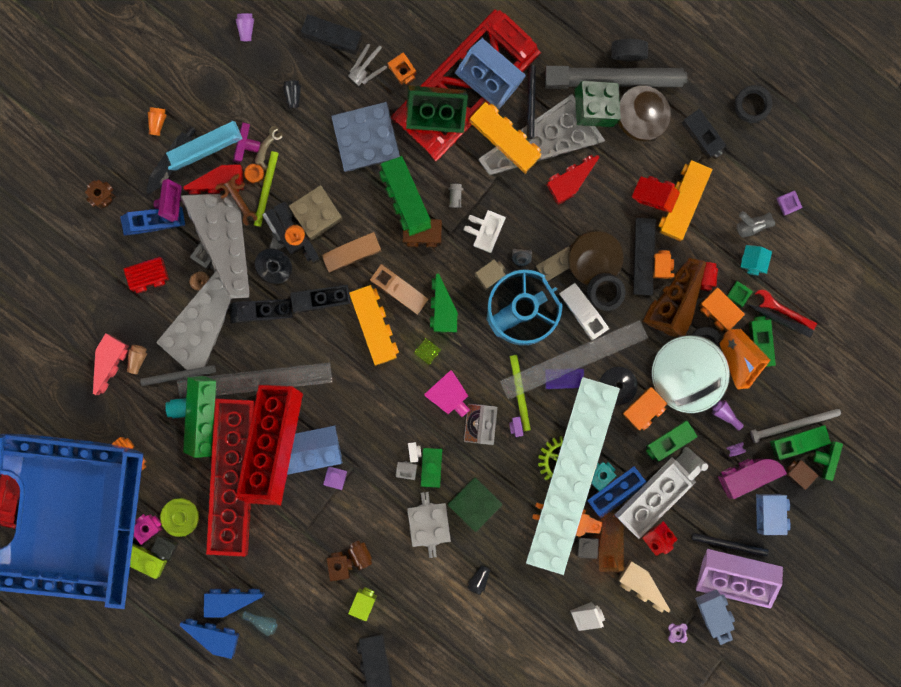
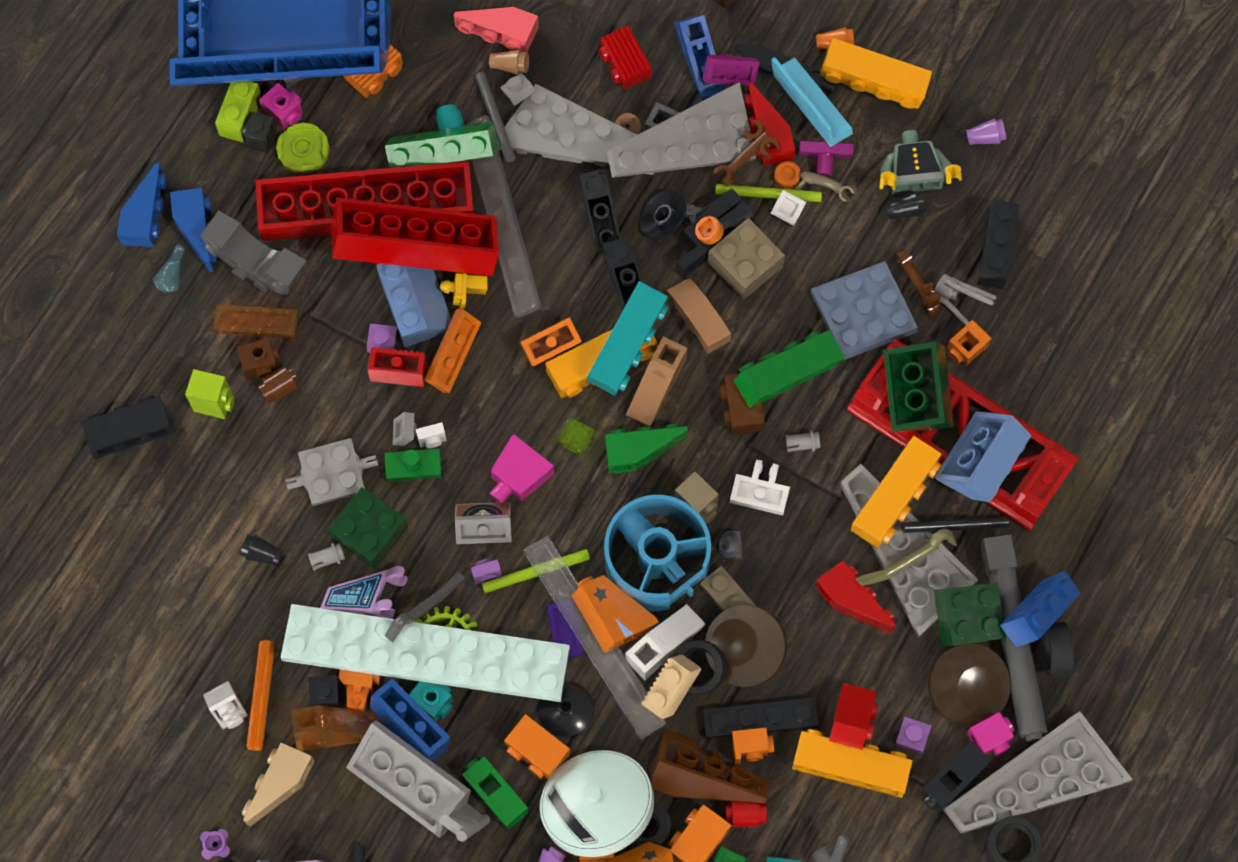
camera: 80 degrees right, 15 degrees down
(159, 356) = (517, 89): none -> light grey plate
(188, 97) = (875, 74): none -> light orange brick
(263, 562) = (250, 257): none -> dark grey brick
(264, 81) = (916, 166): none -> torso
(280, 176) = (788, 207): none -> white tile
(305, 416) = (464, 284): none -> yellow piece
(309, 565) = (256, 321): none -> clear orange plate
(353, 429) = (452, 351): none -> orange plate
(358, 359) = (550, 341): none -> orange brick
(361, 469) = (397, 367): none -> red brick
(362, 90) = (929, 299): none -> reddish brown bar
(368, 304) = (627, 338): none -> teal brick
(489, 535) = (326, 556): none -> light grey pin
(521, 514) = (363, 594): none -> flag
(538, 472) = (422, 608): none -> dark grey piece
(553, 139) = (909, 559): none -> olive piece
(562, 345) = (611, 613): none -> orange slope
(580, 591) = (260, 695): none -> orange axle
(603, 55) = (1040, 609): none -> blue brick
(620, 312) = (671, 686): none -> tan brick
(660, 539) = (349, 795): red brick -> none
(670, 157) = (913, 735): none -> medium lavender plate
(680, 104) = (992, 734): none -> dark pink brick
(709, 73) = (1053, 770): none -> light grey wing

